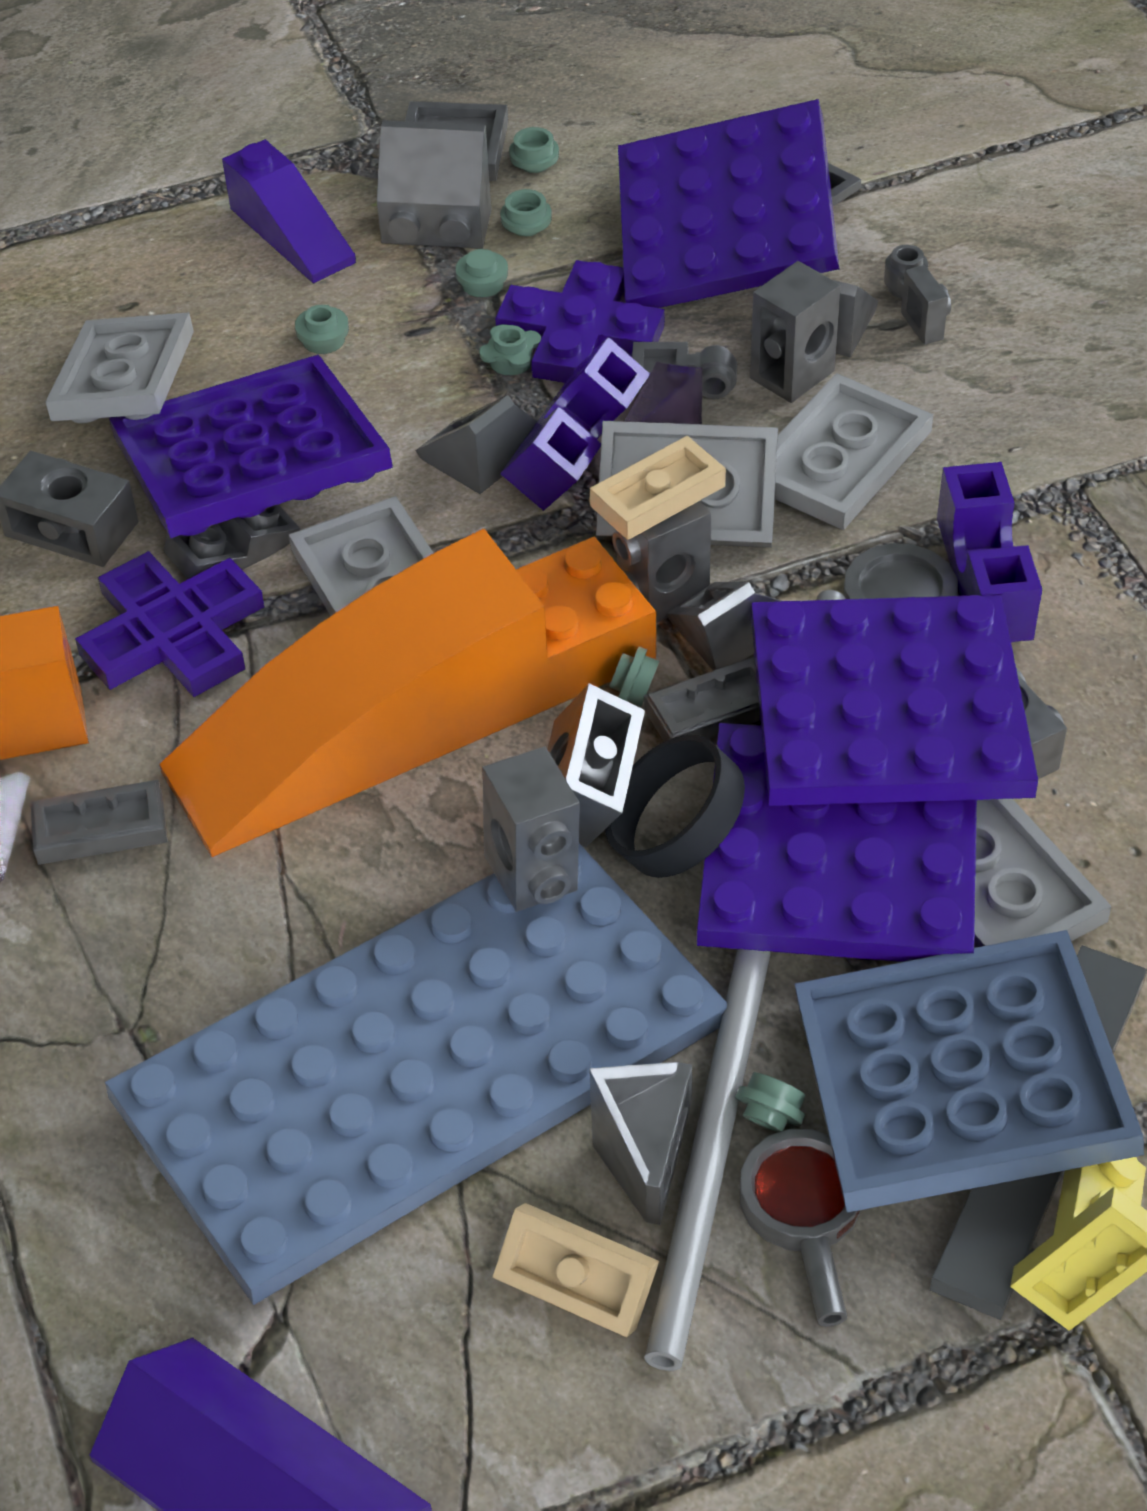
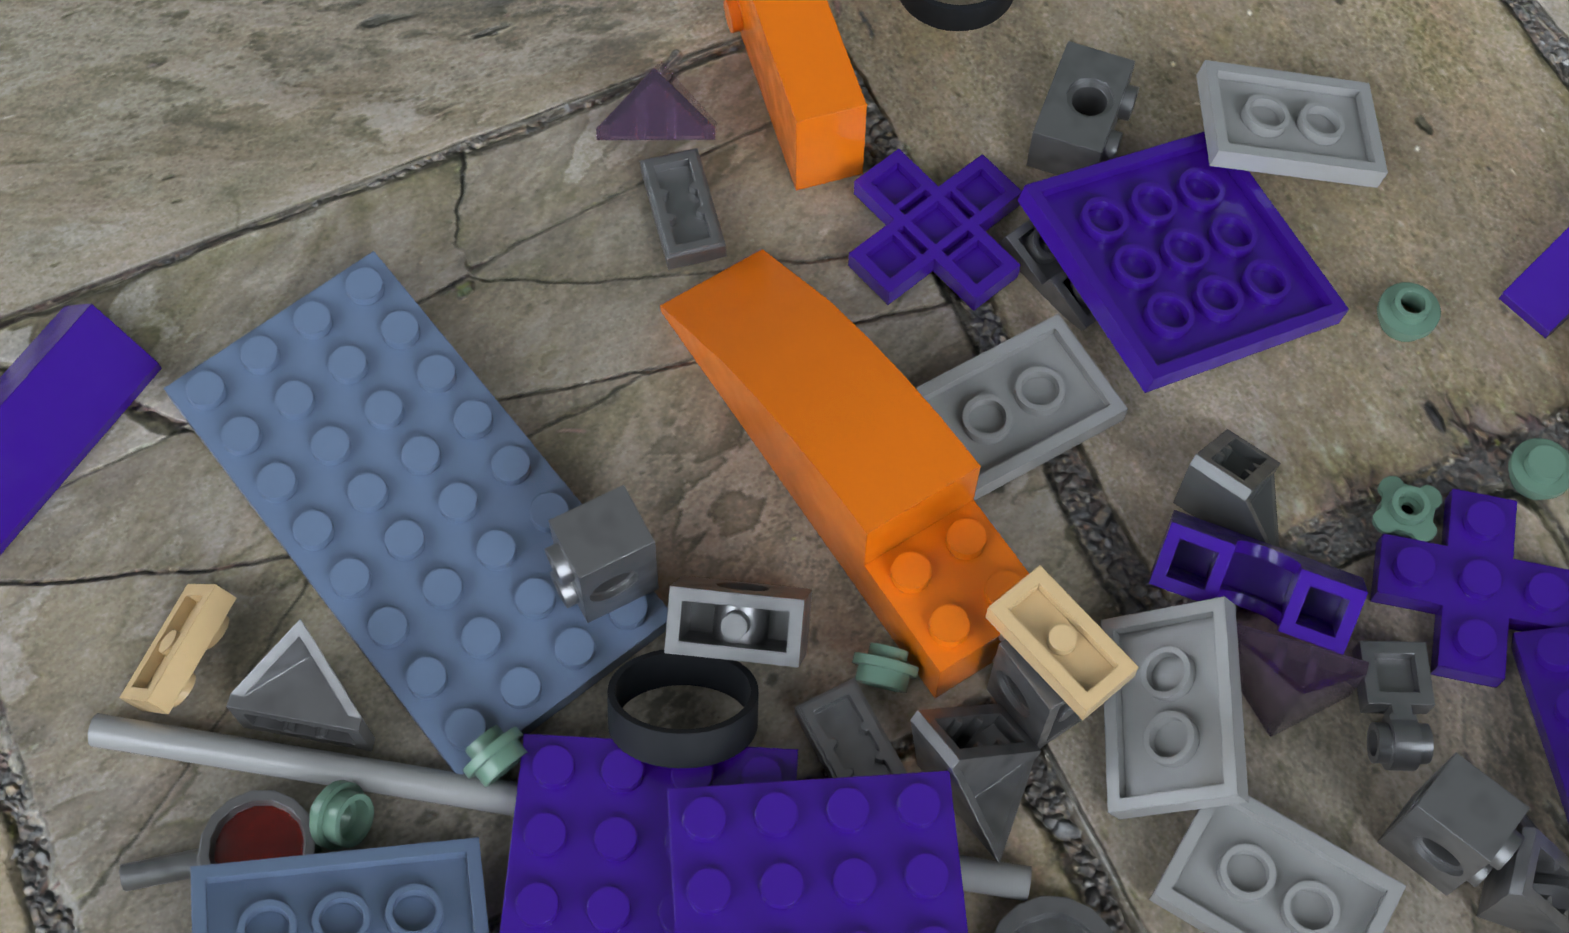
camera: 85 degrees right, 15 degrees up
(717, 955) = (494, 754): none -> sand green plate

